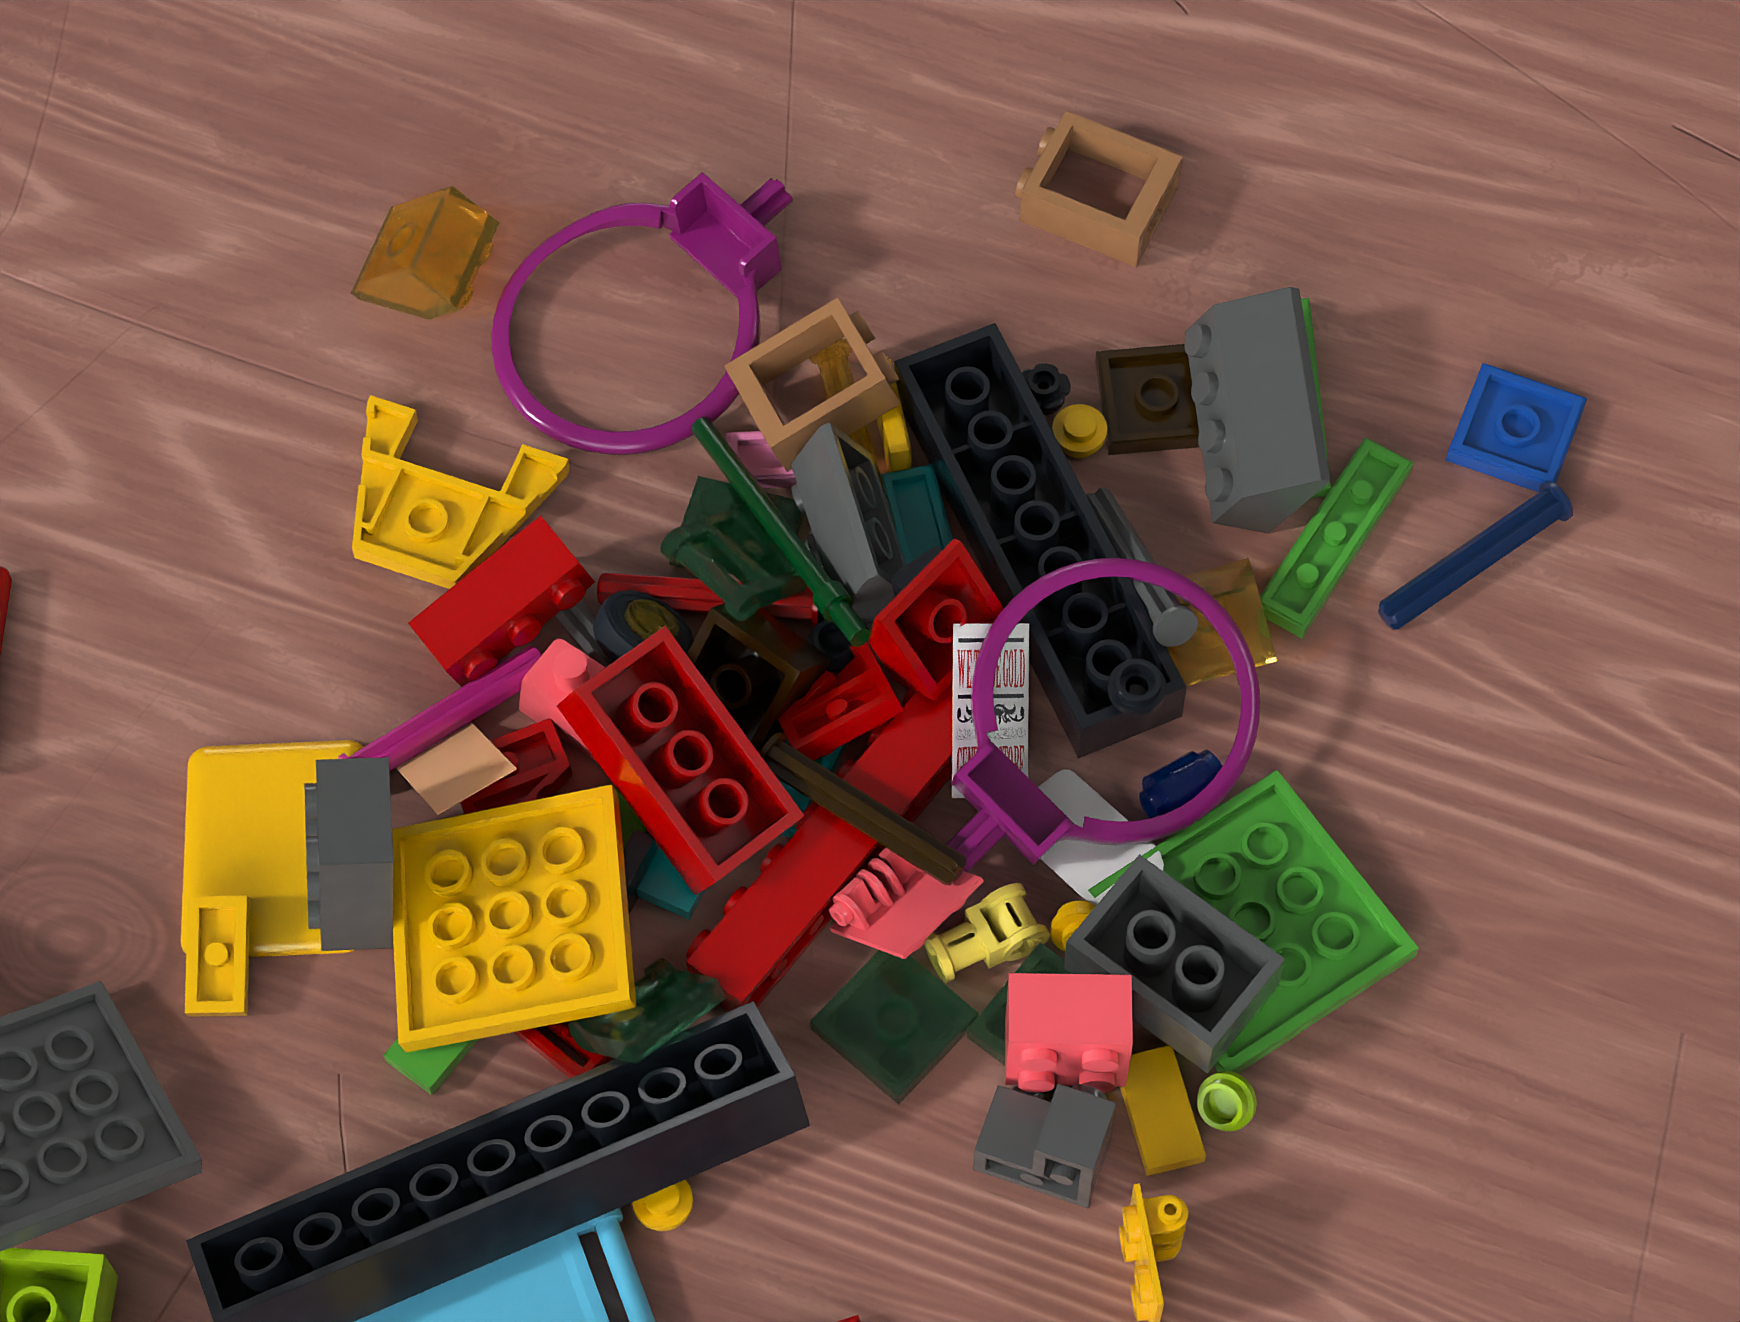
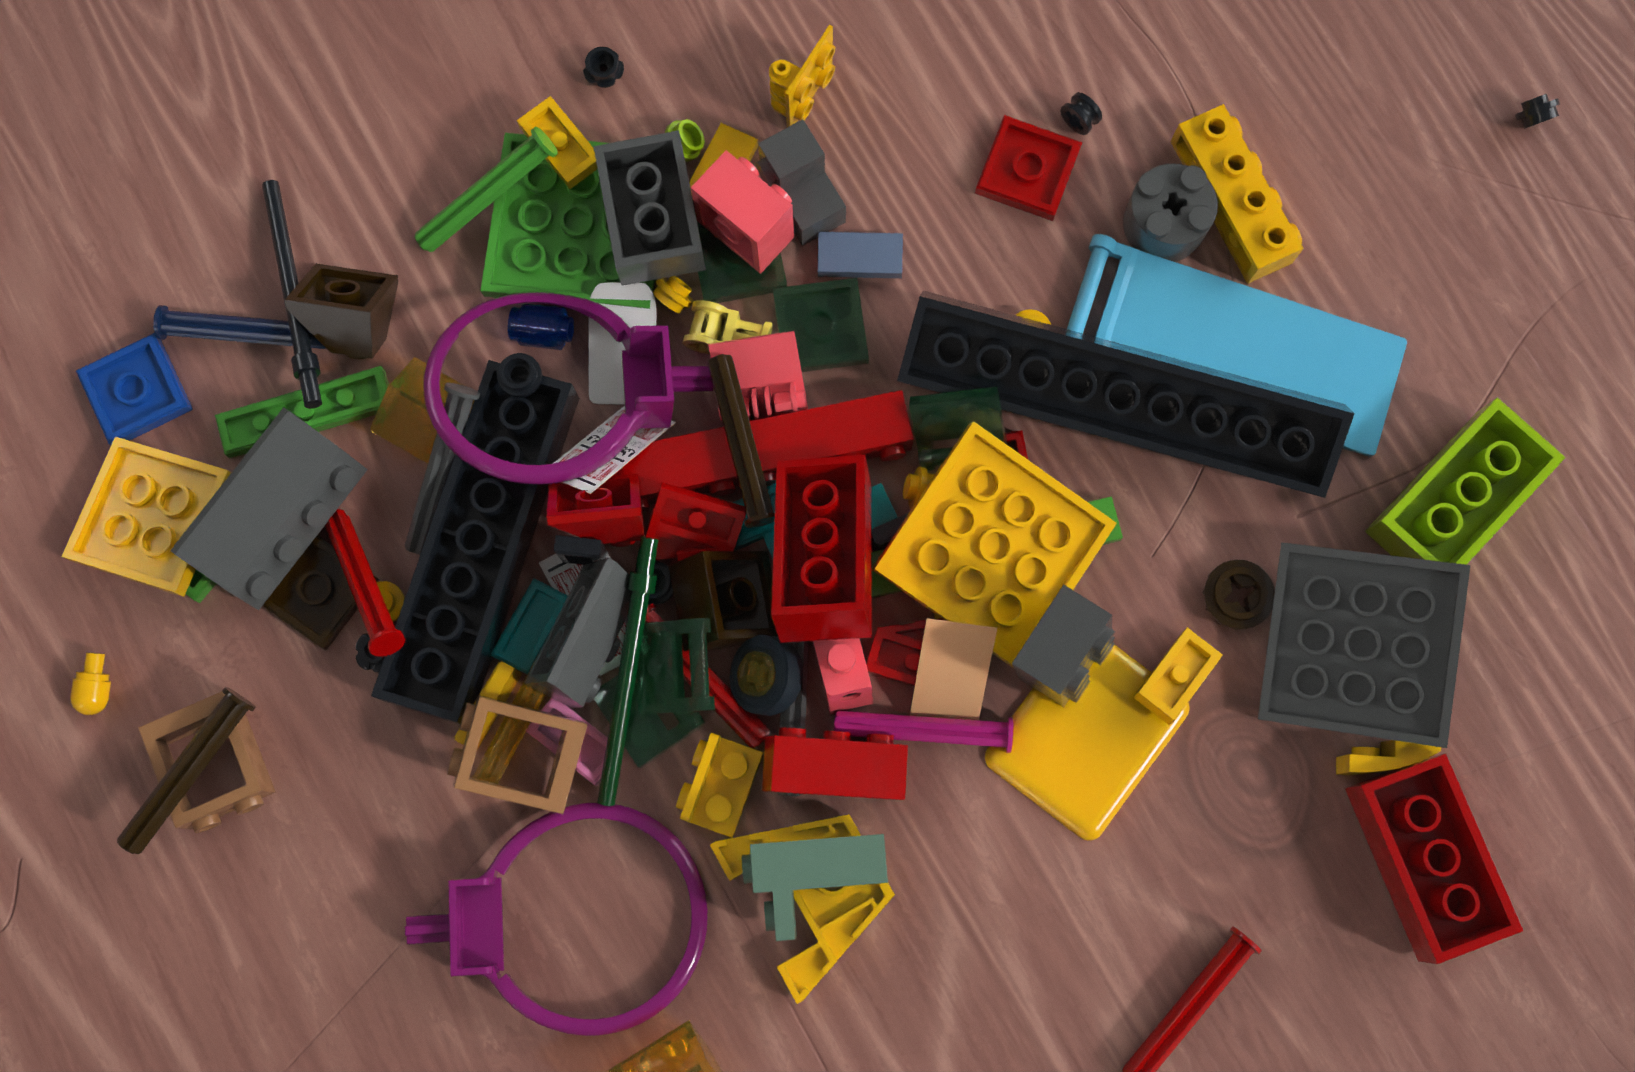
camera: 140 degrees left, 15 degrees up
(205, 1072) = (1244, 575): none -> dark brown gear
(446, 485) = (810, 865): none -> sand green brick
(606, 521) = (720, 784): none -> yellow bracket
(645, 936) = (916, 484): none -> yellow plate
(921, 1137) = (860, 255): none -> sand blue tile
(1100, 152) = (184, 772): none -> dark brown axle
(1107, 414) = (364, 588): none -> red axle
(1271, 169) = (91, 687): none -> yellow cylinder
(1343, 970) = (575, 154): none -> yellow plate
(1349, 931) = (486, 190): none -> bright green axle
(1367, 558) = (304, 362): none -> black bar
(1377, 328) = (140, 512): none -> yellow plate
(1396, 650) = (345, 308): none -> dark brown slope
(1397, 1100) = (603, 57): none -> black plate

